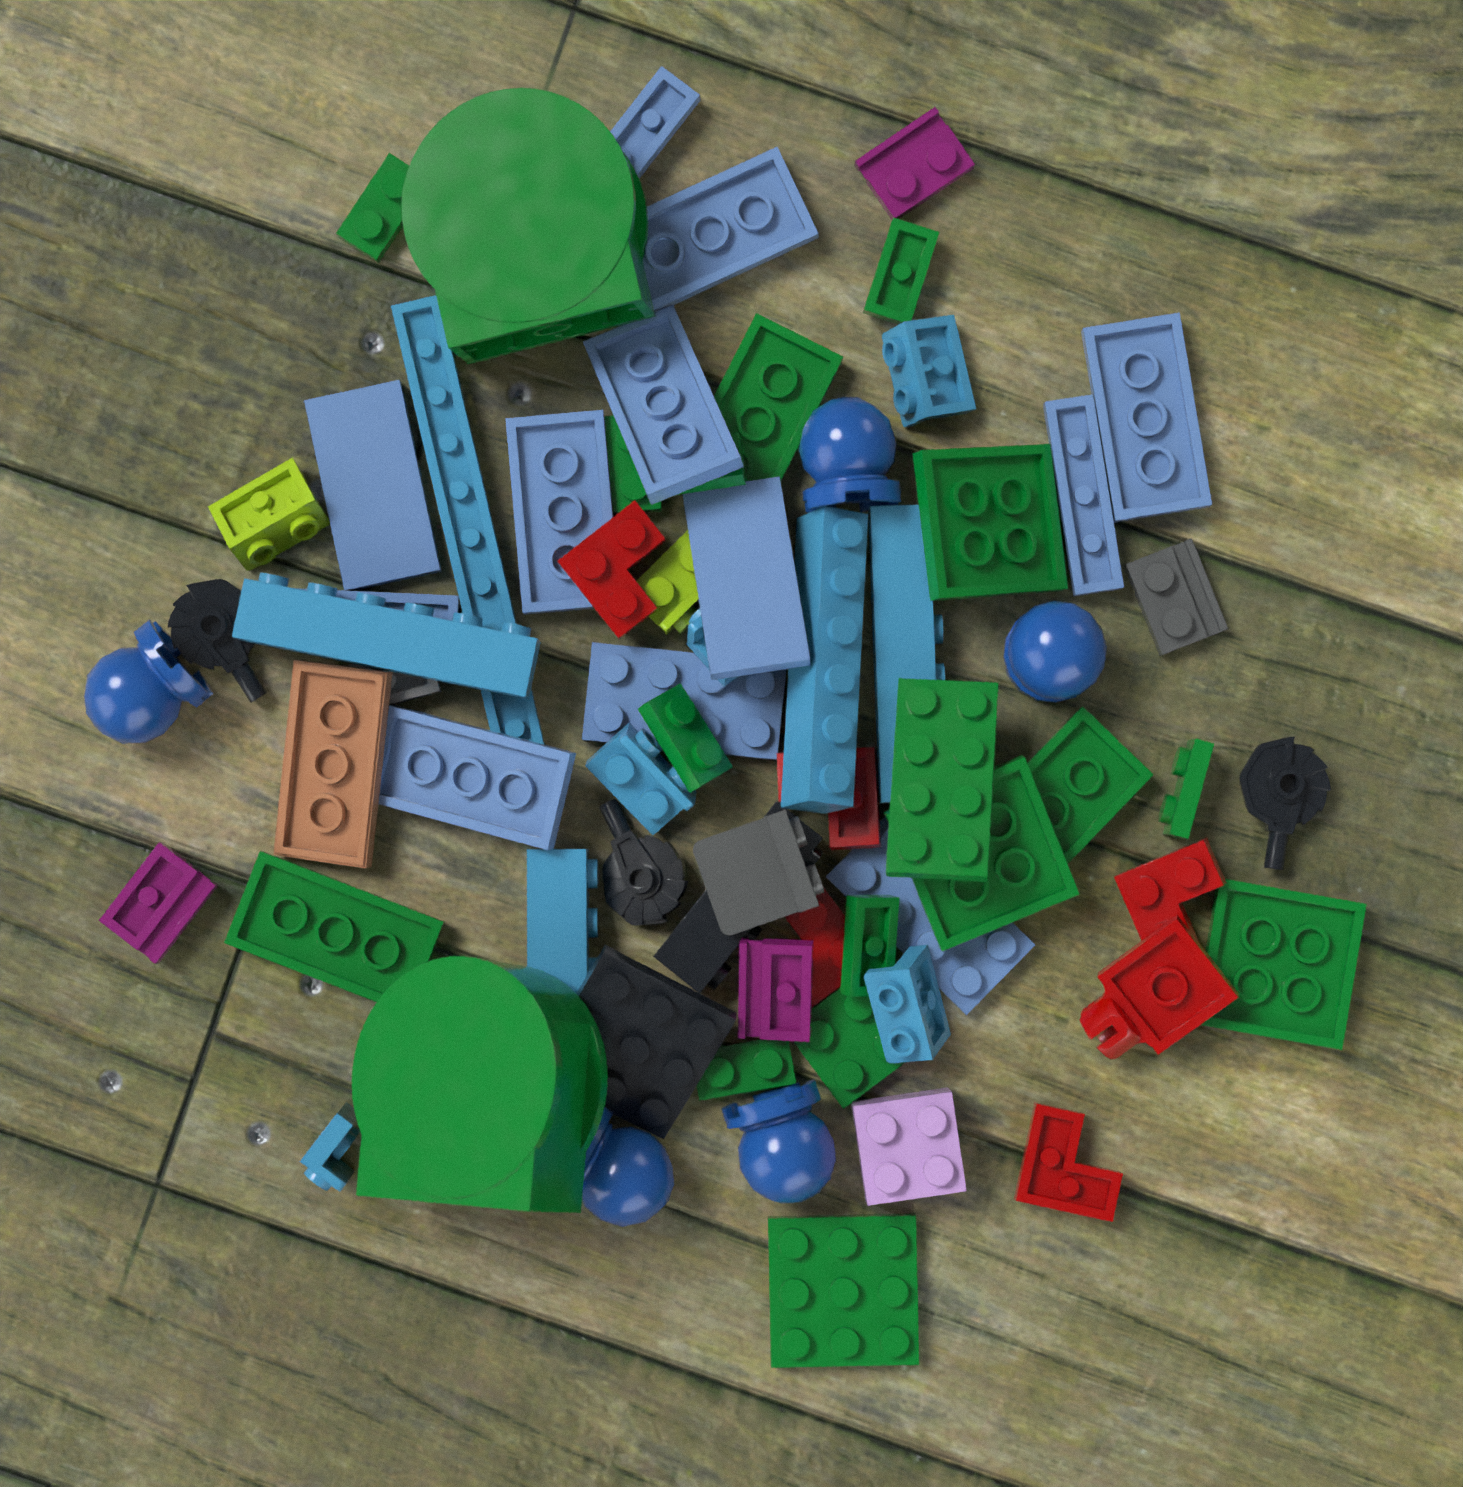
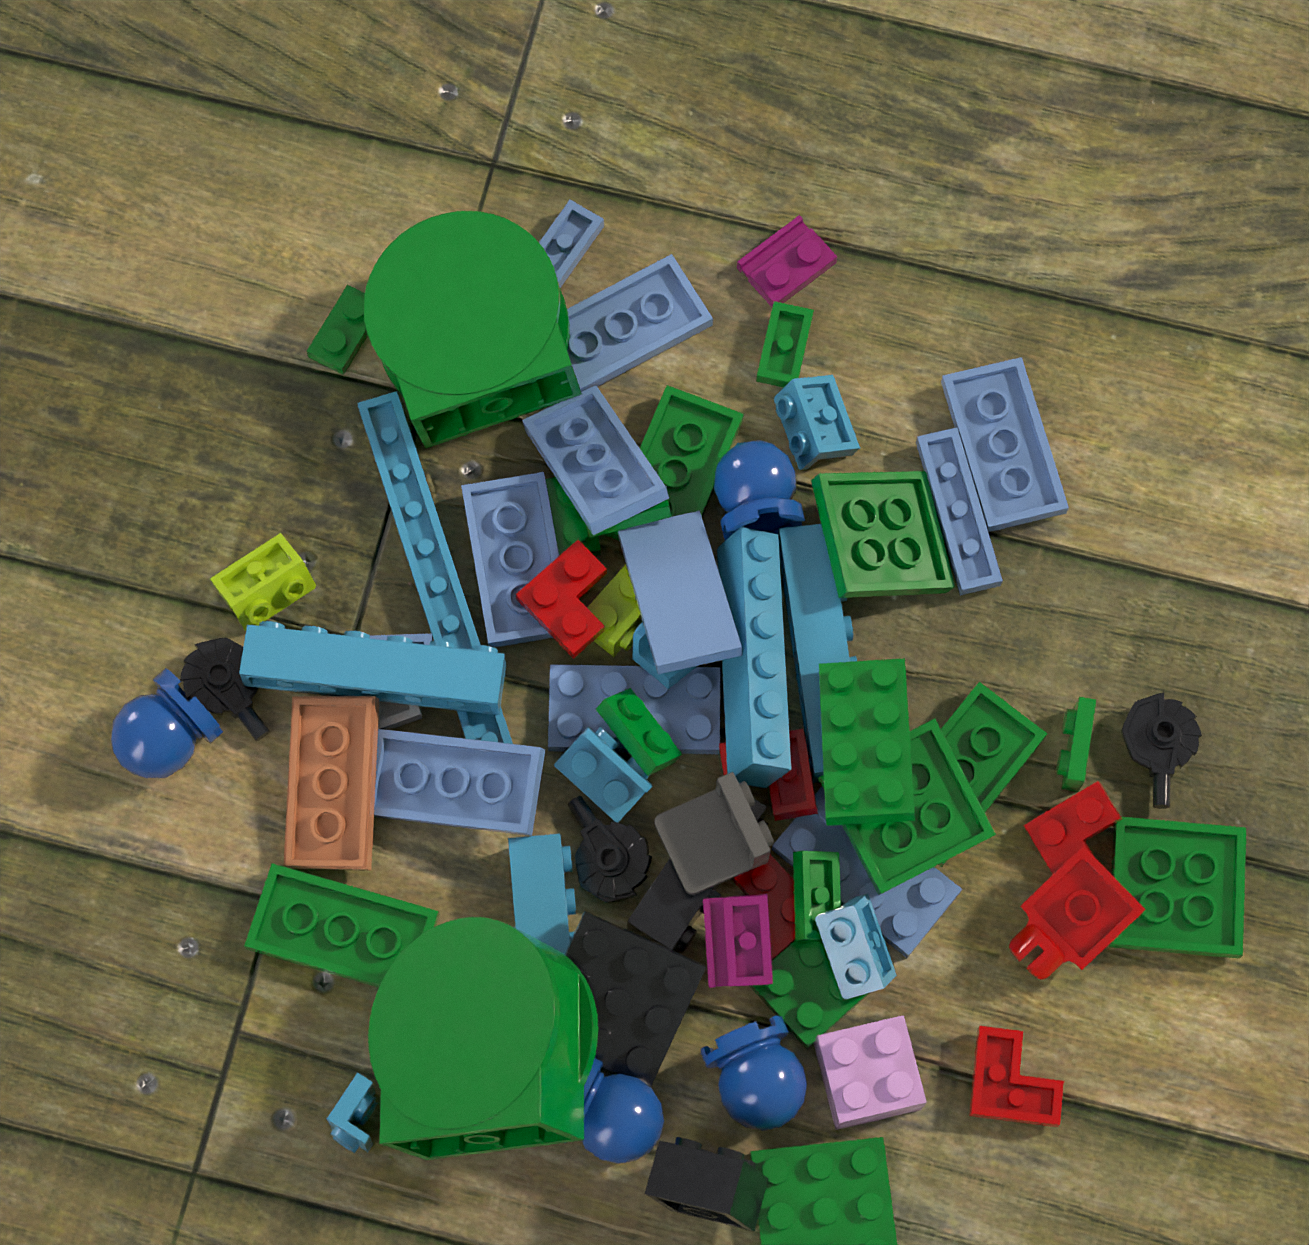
camera: 10 degrees left, 15 degrees down
(158, 902) = (183, 917): magenta plate -> none
(372, 485) = (351, 551): medium blue tile -> none
(714, 1262) = (707, 1184): none -> black brick
(747, 1068) = (715, 1017): green plate -> none
(1054, 651) = (949, 637): blue tile -> none
(1175, 597) = (1047, 589): dark grey plate -> none

